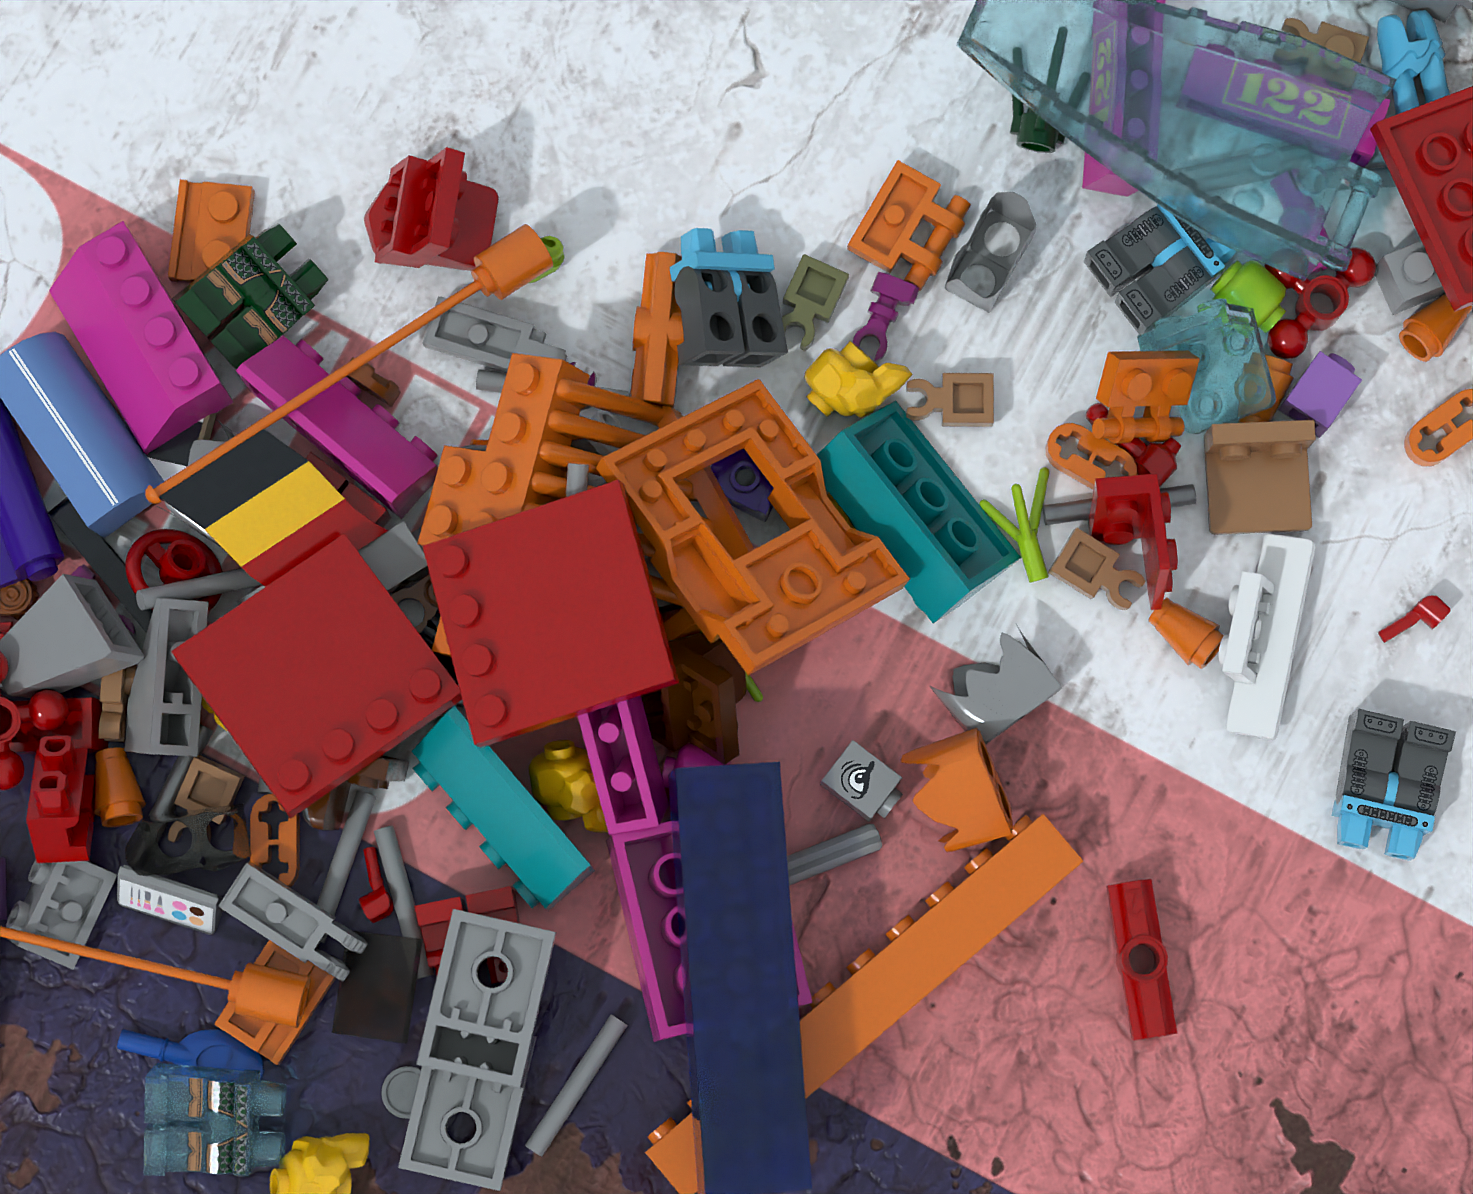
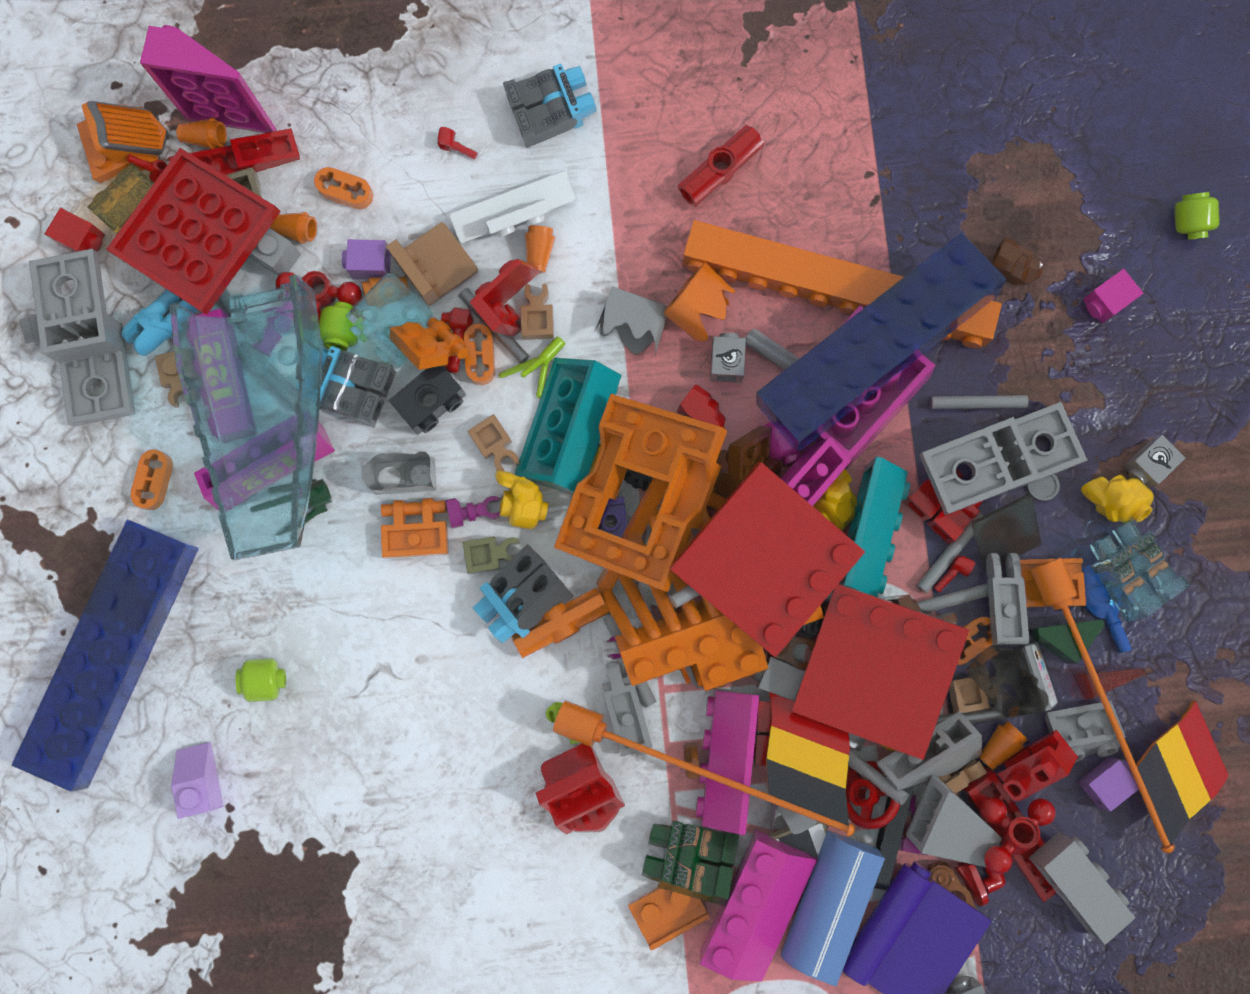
camera: 120 degrees left, 0 degrees up
(100, 988) = (1108, 679): none -> clear red piece
(198, 954) = (1061, 642): none -> dark green slope
(811, 700) = (701, 406): none -> red rock
(1073, 321) = (431, 381): none -> black brick

